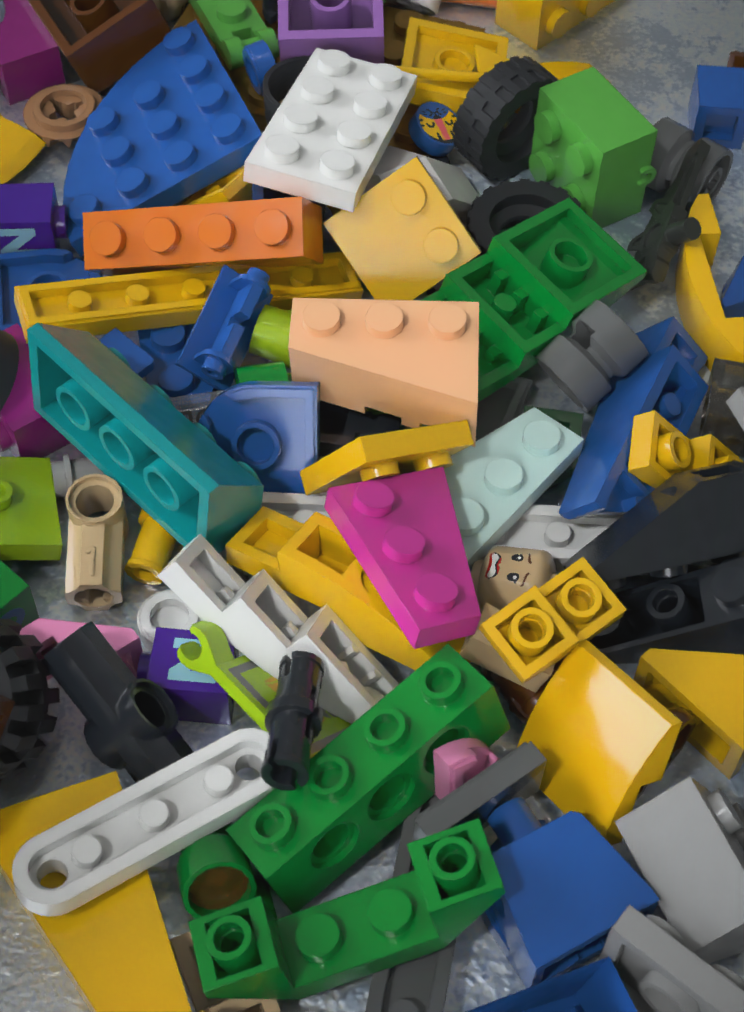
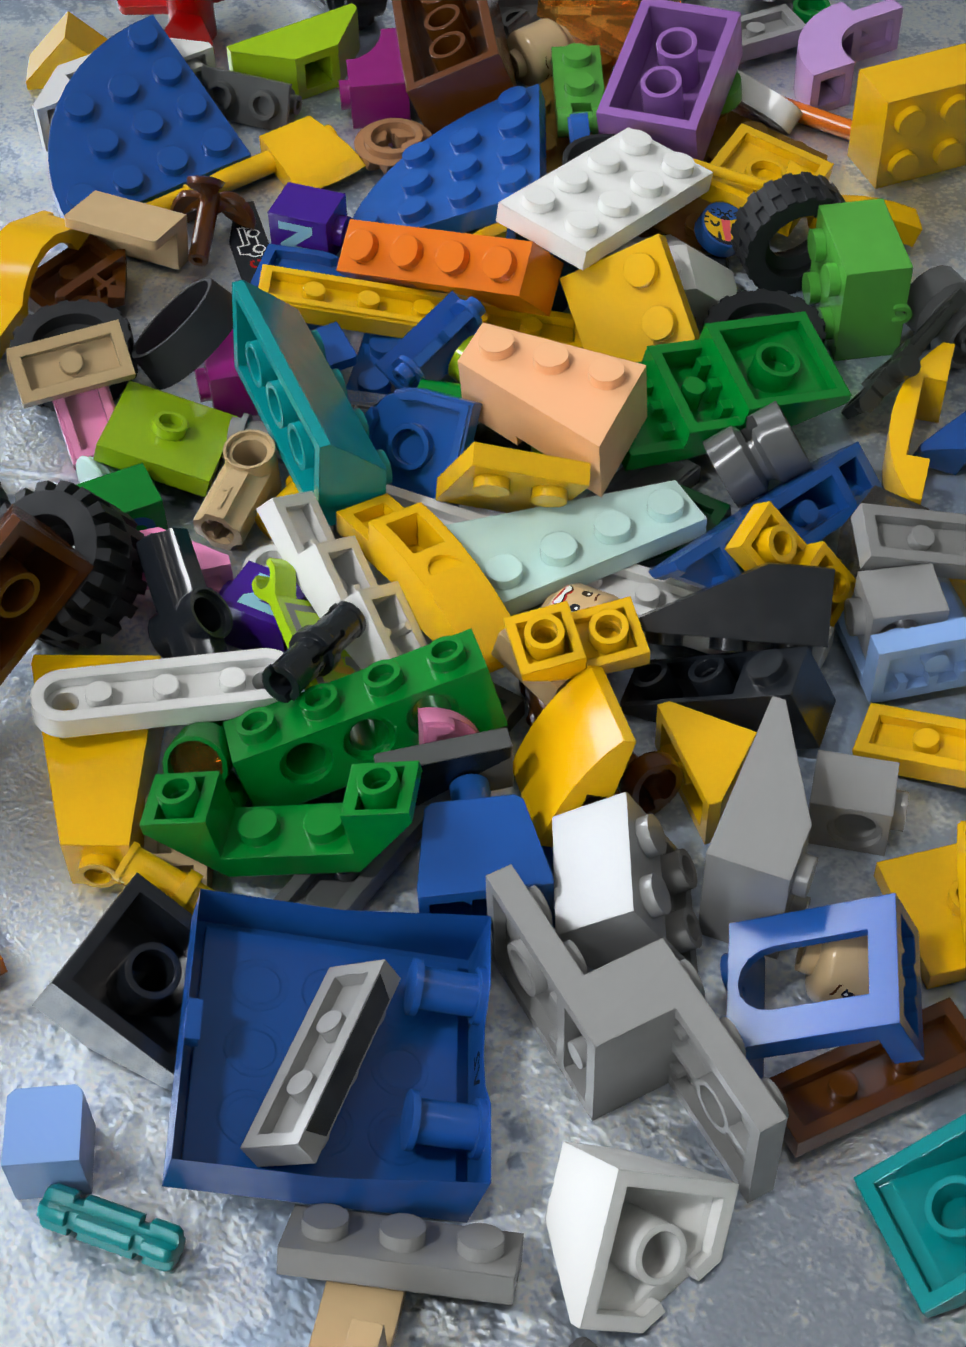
camera: 25 degrees right, 5 degrees down
(411, 552) = (482, 550): dark pink wing -> none

